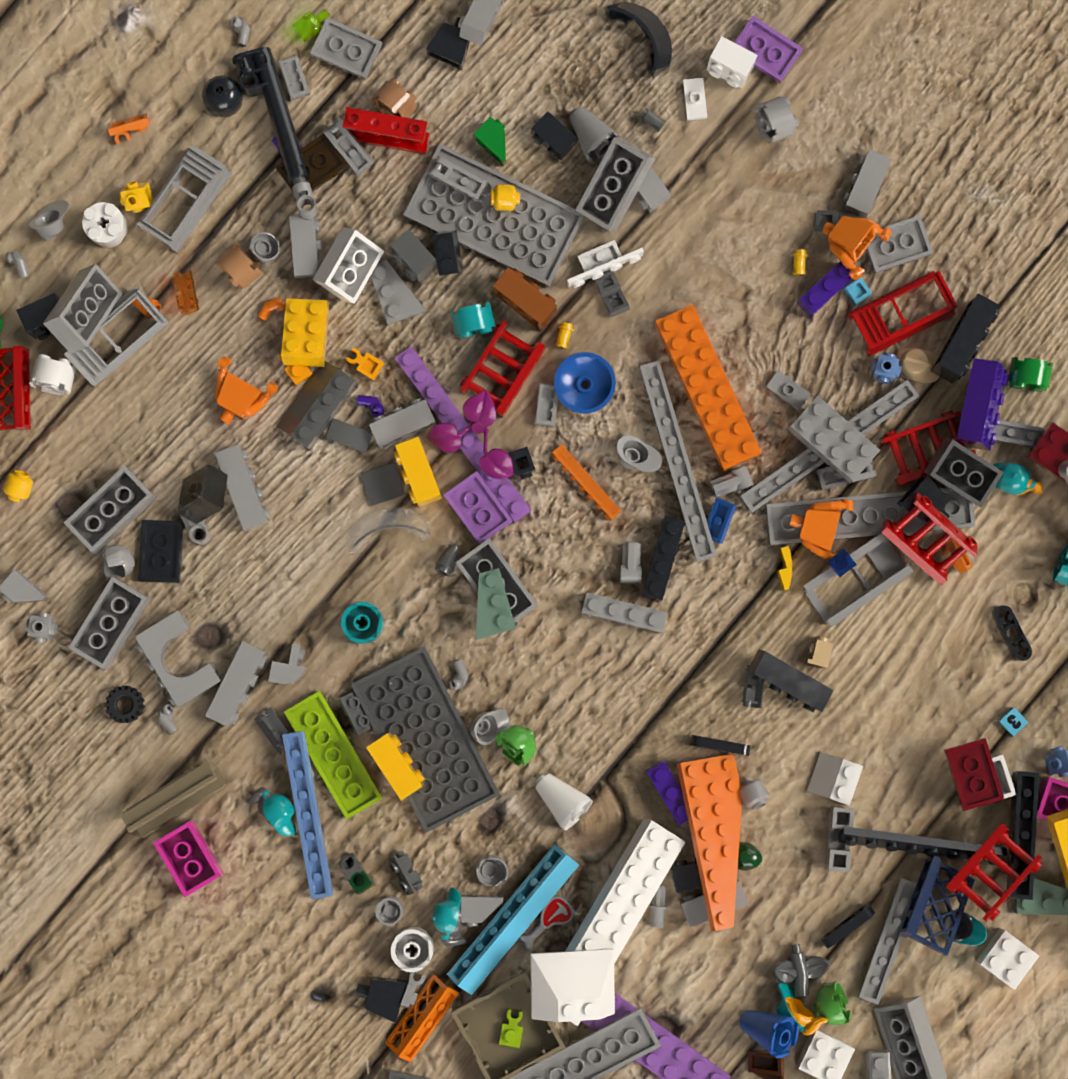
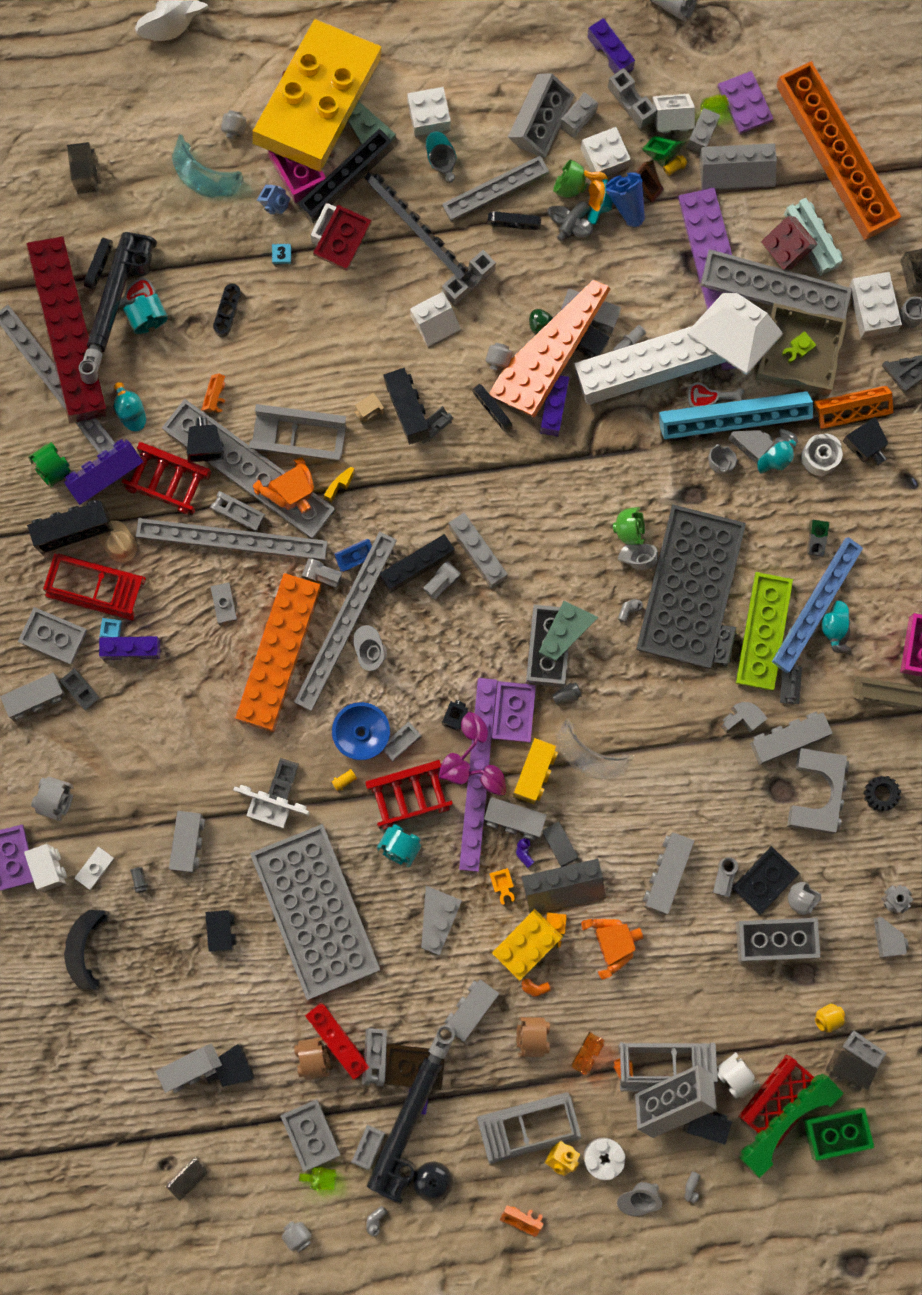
camera: 140 degrees left, 5 degrees down
(109, 623) = (845, 858): light grey brick -> none
(165, 718) = (861, 759): light grey arm -> none
(202, 494) = (702, 889): clear smoke brick -> none
(264, 247) = (501, 1035): light grey hair -> none
(348, 265) = (453, 965): white brick -> none
(353, 630) = (665, 691): teal brick -> none
(383, 484) = (565, 789): dark grey piece -> none
(389, 910) = (815, 493): light grey wheel -> none
(396, 765) = (728, 580): yellow brick -> none
(408, 881) = (784, 502): dark grey hinge -> none
(410, 996) = (849, 426): light grey plate -> none
(413, 256) = (401, 929): dark grey brick -> none
(447, 252) = (373, 911): black brick -> none
(458, 178) = (317, 959): light grey plate -> none
(492, 138) = (265, 967): green slope -> none
(504, 197) = (297, 914): yellow head -> none
(525, 298) = (348, 827): dark orange brick -> none
(562, 800) = (632, 463): white cone -> none
(585, 482) = (422, 663): orange piece -> none
(592, 134) = (191, 906): light grey cone -> none
(615, 184) = (210, 851): light grey brick -> none
(799, 262) = (131, 684): yellow pin -> none
(834, 439) = (226, 538): light grey brick -> none
(841, 562) = (299, 450): clear blue plate -> none
(851, 238) = (82, 664): orange torso -> none
(883, 375) = (145, 563): medium blue brick -> none
(919, 901) = (453, 192): dark blue fence -> none
(923, 557) = (239, 407): red fence -> none
(963, 472) = (160, 436): dark grey brick -> none
(986, 852) = (399, 180): red fence -> none

